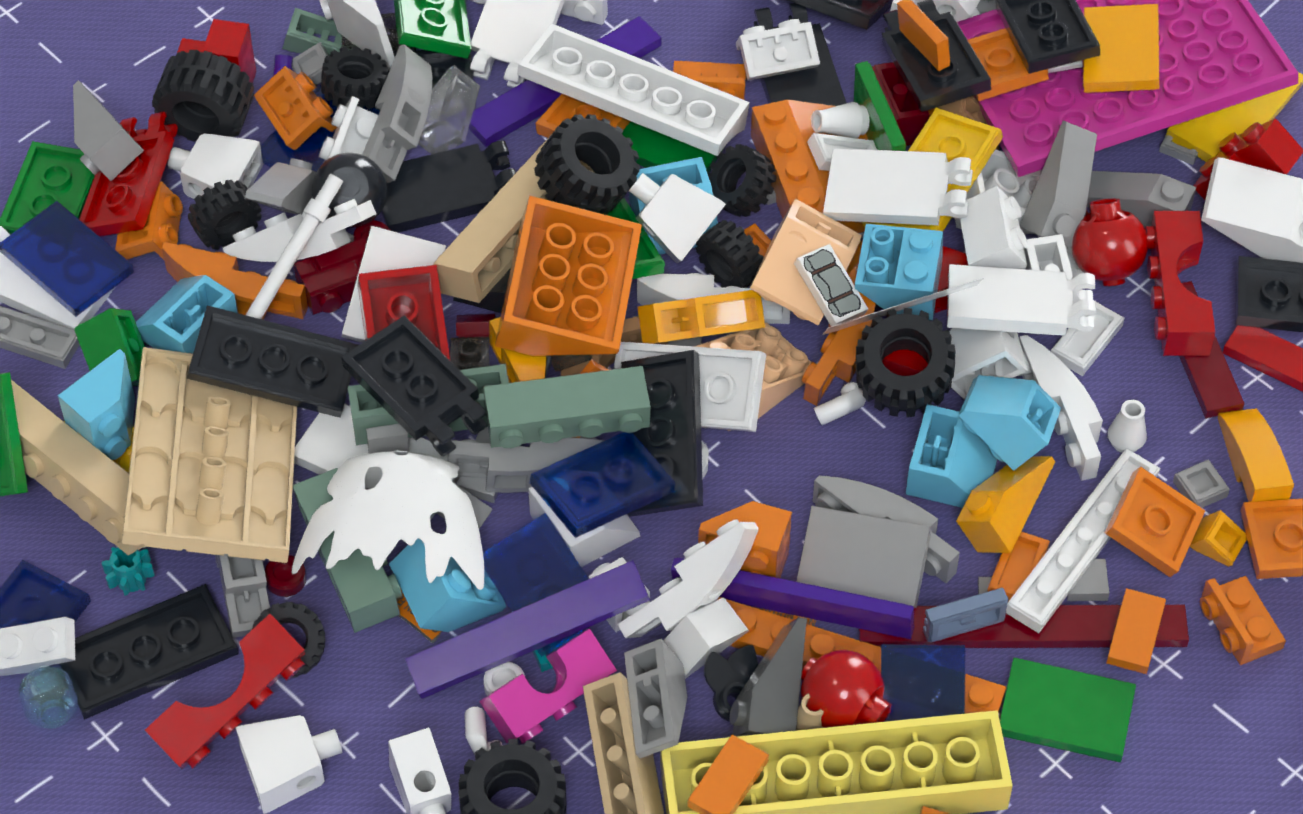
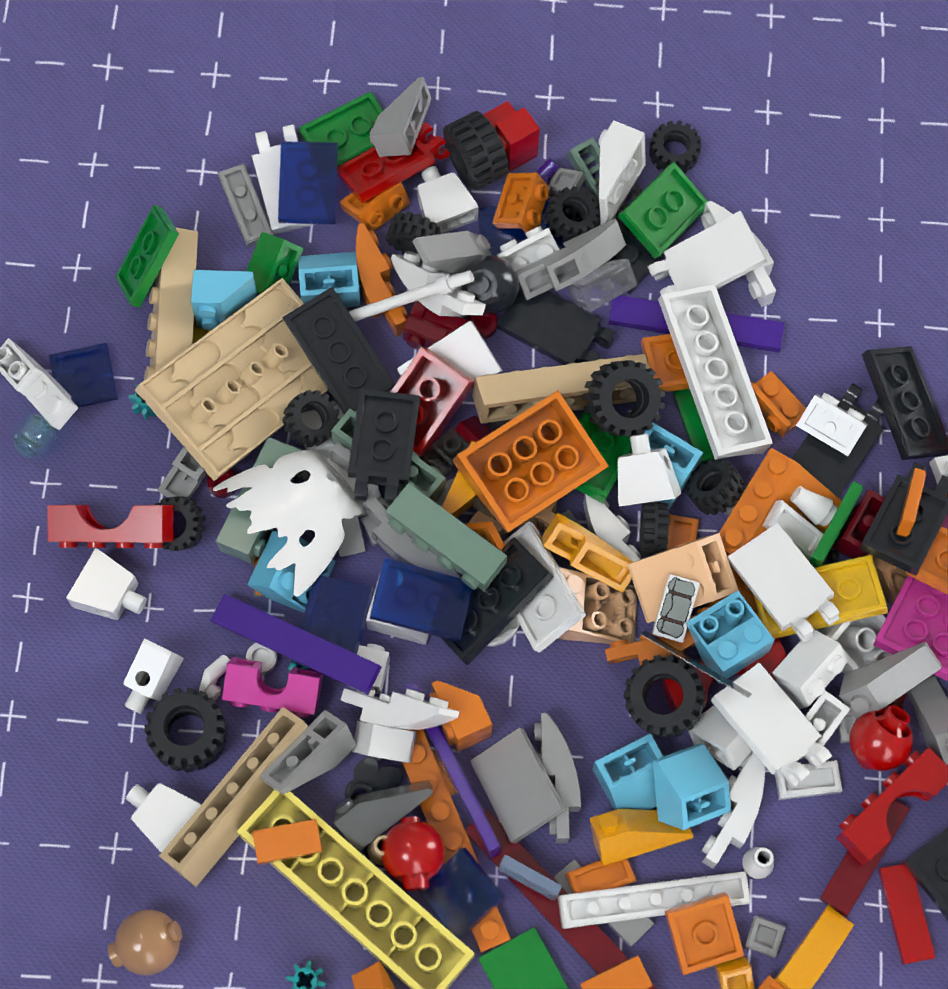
camera: 45 degrees right, 15 degrees up
(148, 651) = (112, 456): black tile -> none
(310, 450) = (297, 427): none -> black tyre
(849, 401) = (611, 678): white arm -> none

